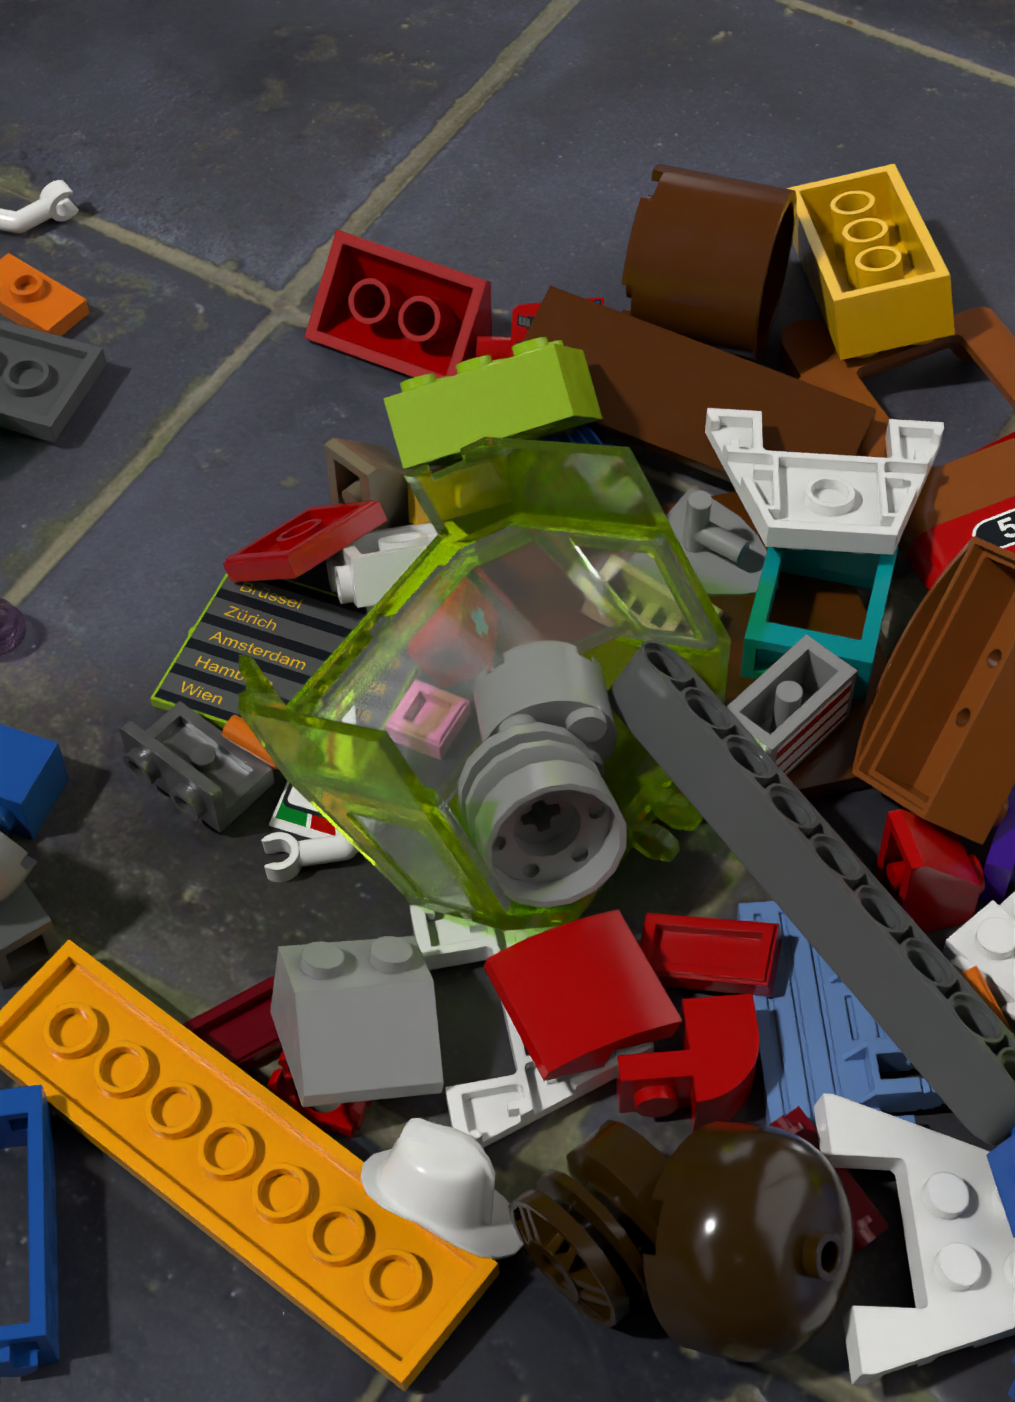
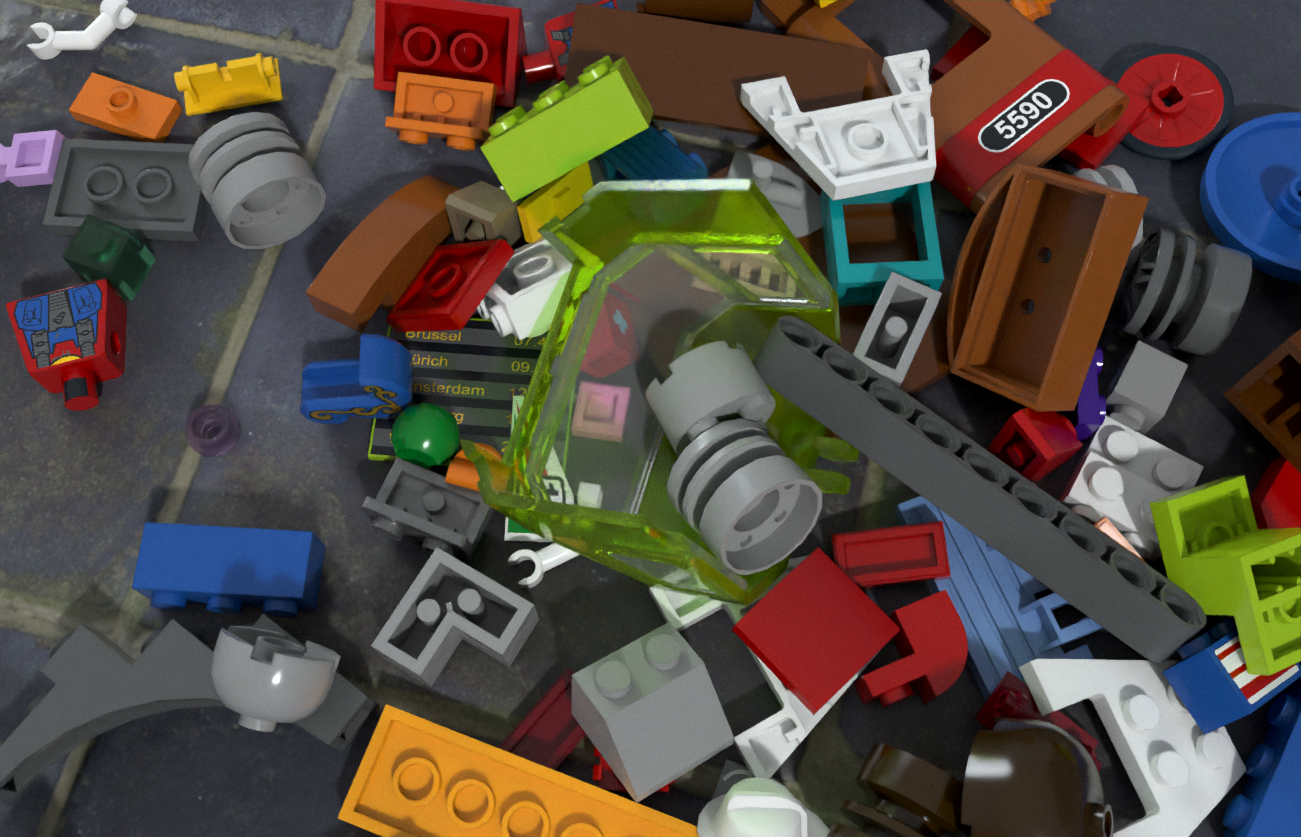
camera: 20 degrees left, 15 degrees up
(137, 389) = (256, 180): none -> light grey wheel
(165, 298) = (238, 85): none -> yellow hinge
(172, 862) = (451, 605): none -> light grey brick
(174, 620) = (367, 386): none -> blue animal
(212, 683) = (425, 435): none -> green piece
(239, 493) = (383, 254): none -> dark orange slope
(363, 368) = (442, 110): none -> orange bracket

